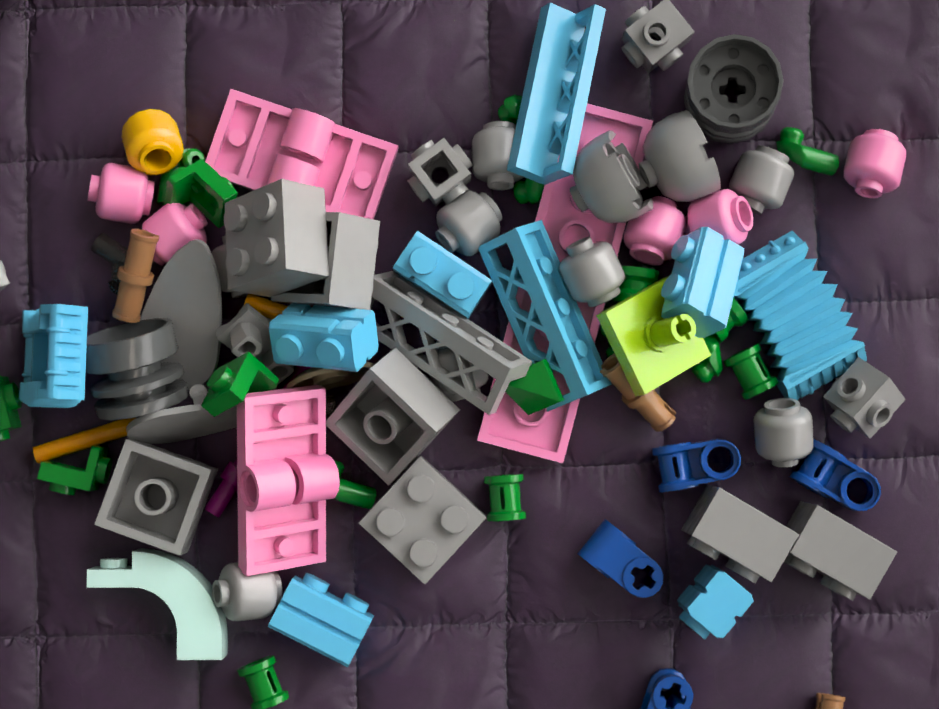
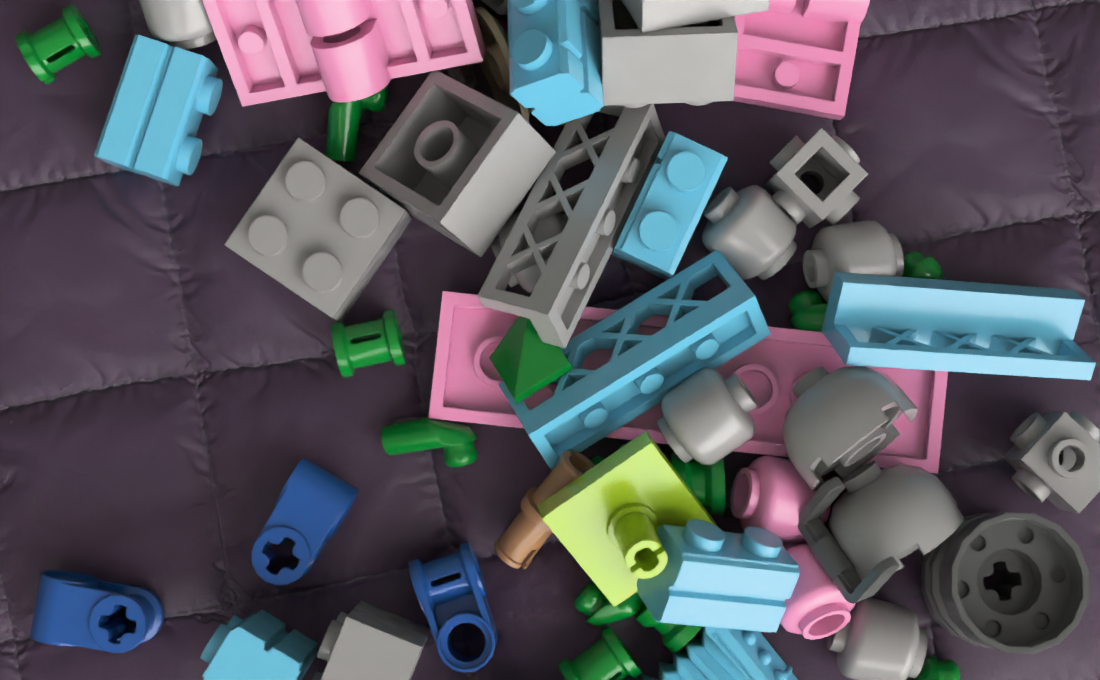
camera: 75 degrees right, 0 degrees up
(574, 463) = (430, 434): none -> green arm
(696, 203) = (830, 553): none -> dark grey piece

